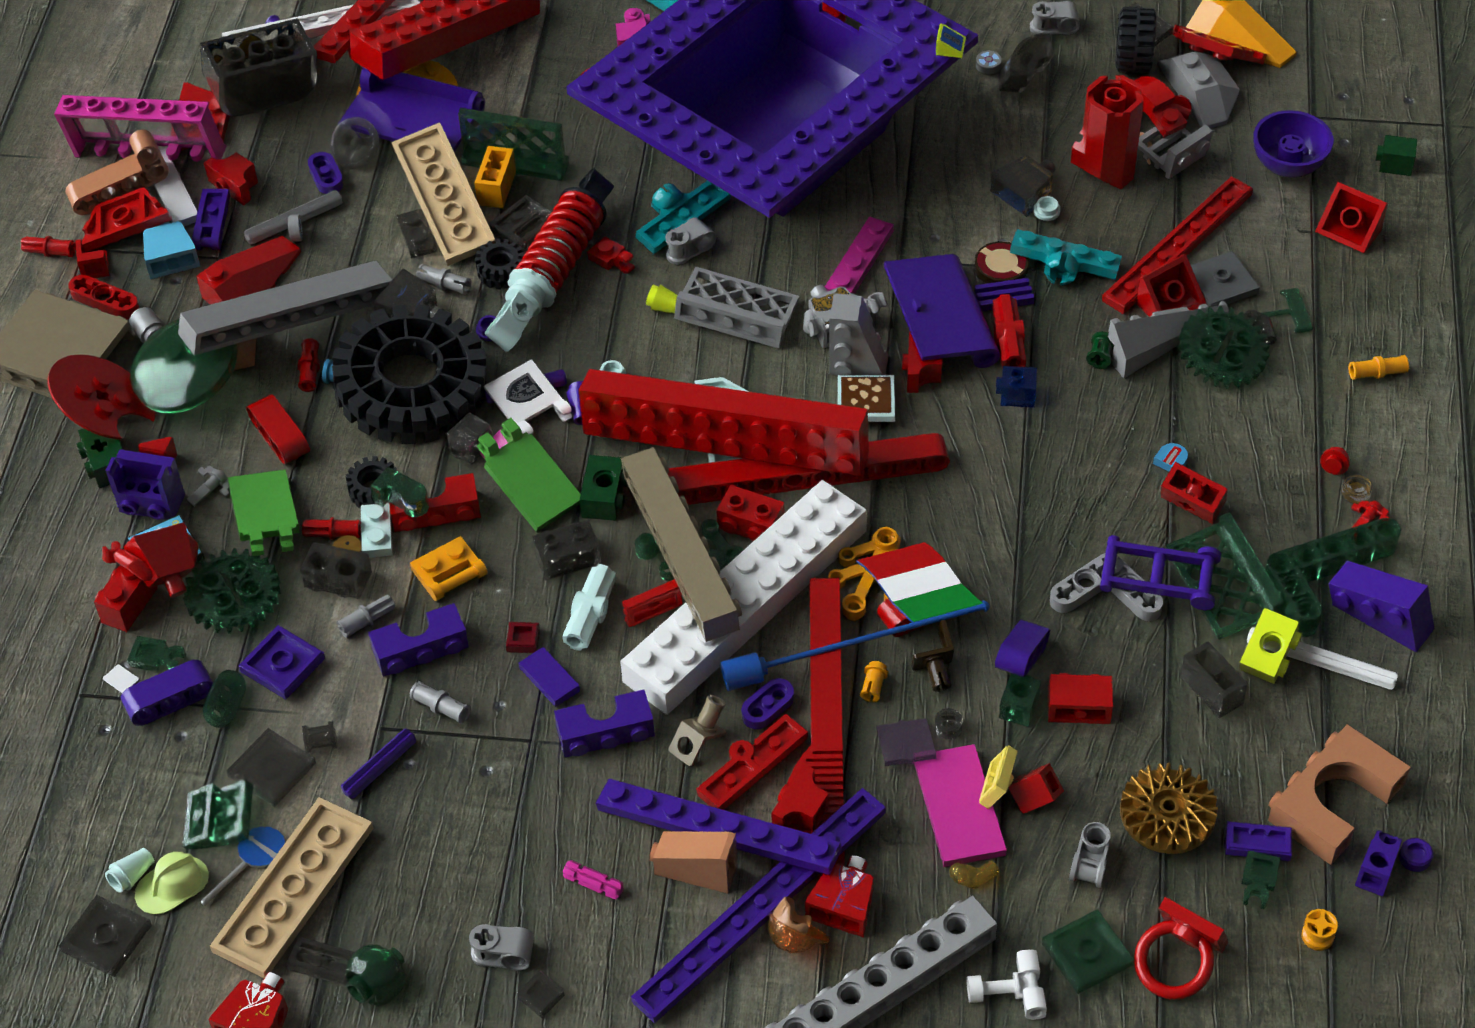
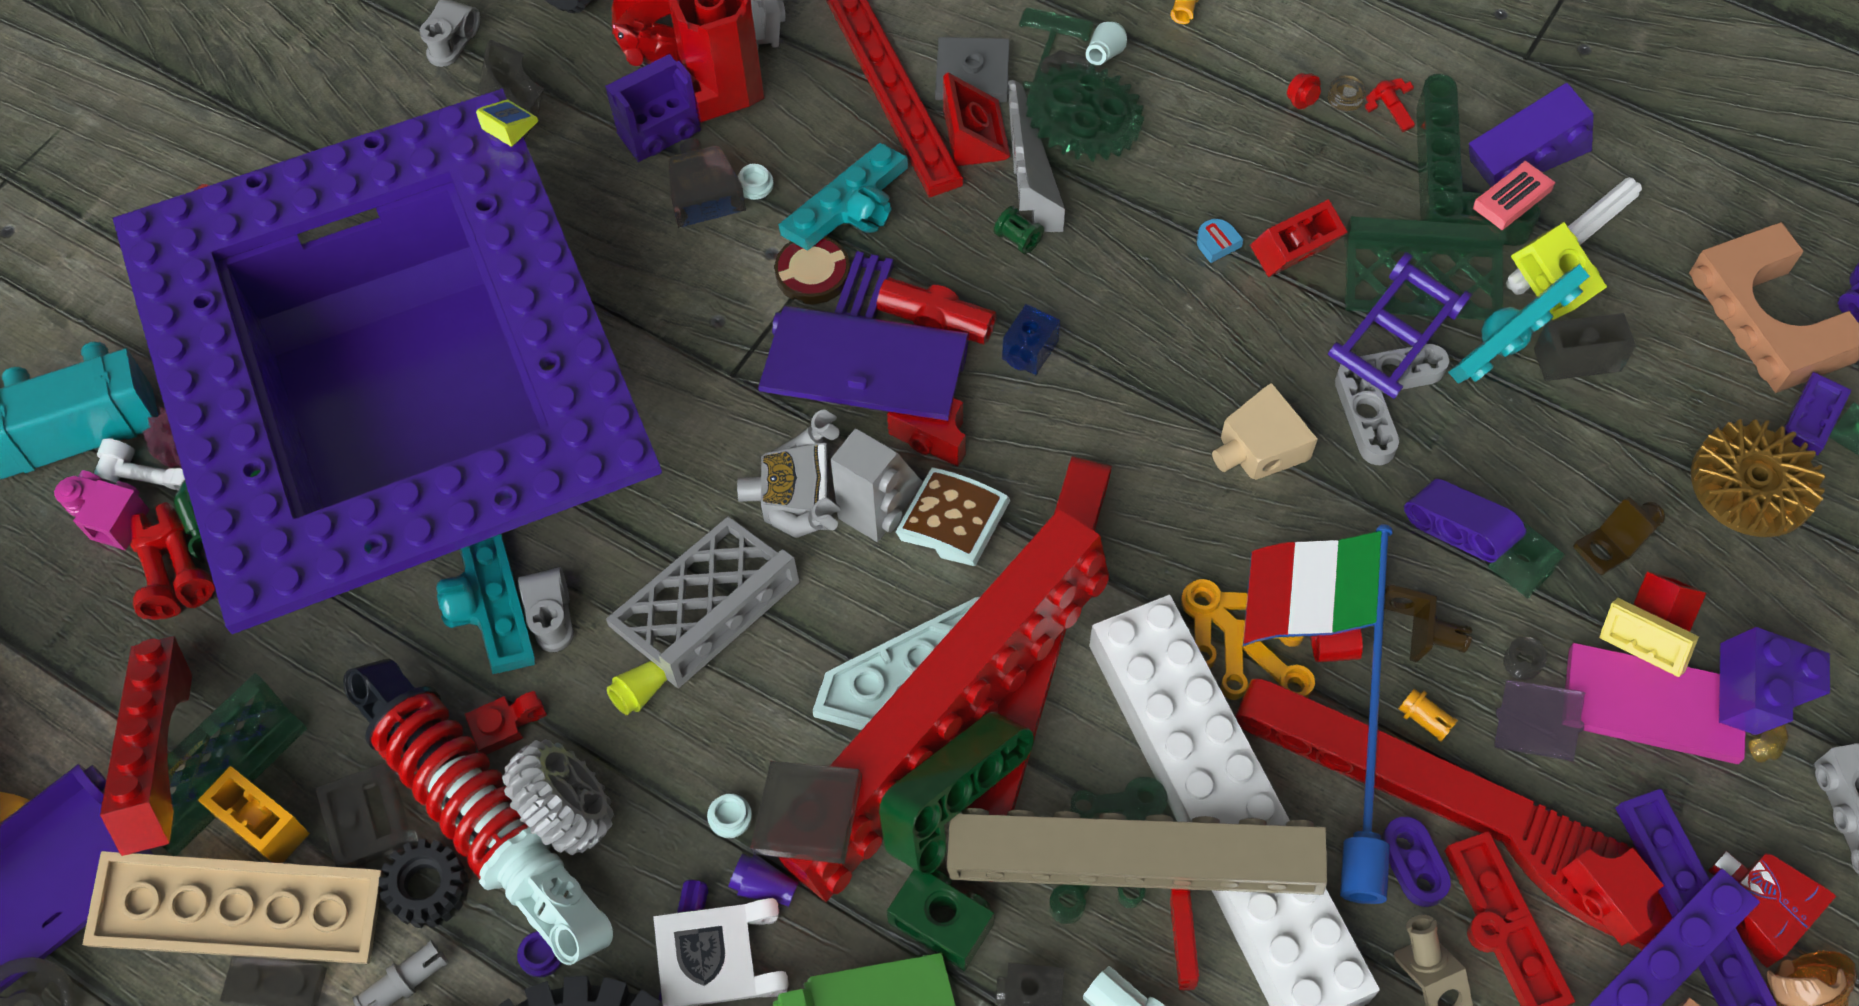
camera: 65 degrees left, 10 degrees up
(466, 108) = (137, 785): none -> red arch
(573, 287) = (557, 797): none -> light grey gear
(611, 375) = (807, 812): none -> clear smoke tile
(674, 446) = (947, 783): none -> dark green beam
(747, 512) = (1087, 743): red brick -> none
(861, 255) = (704, 419): dark pink plate -> none
(1010, 842) = (1767, 678): none -> dark purple brick
(1025, 530) = (1264, 436): none -> tan torso
(1054, 129) = (654, 107): none -> dark purple piece
(1075, 748) = (1621, 534): none -> dark brown bracket
(1080, 698) = (1551, 492): red brick -> none
(1091, 859) = (1789, 592): light grey piece -> none
(1196, 629) = (1512, 329): none -> teal plate
(1291, 337) = (1107, 41): none -> light aqua cone
(1312, 595) = (1513, 195): none -> coral tile

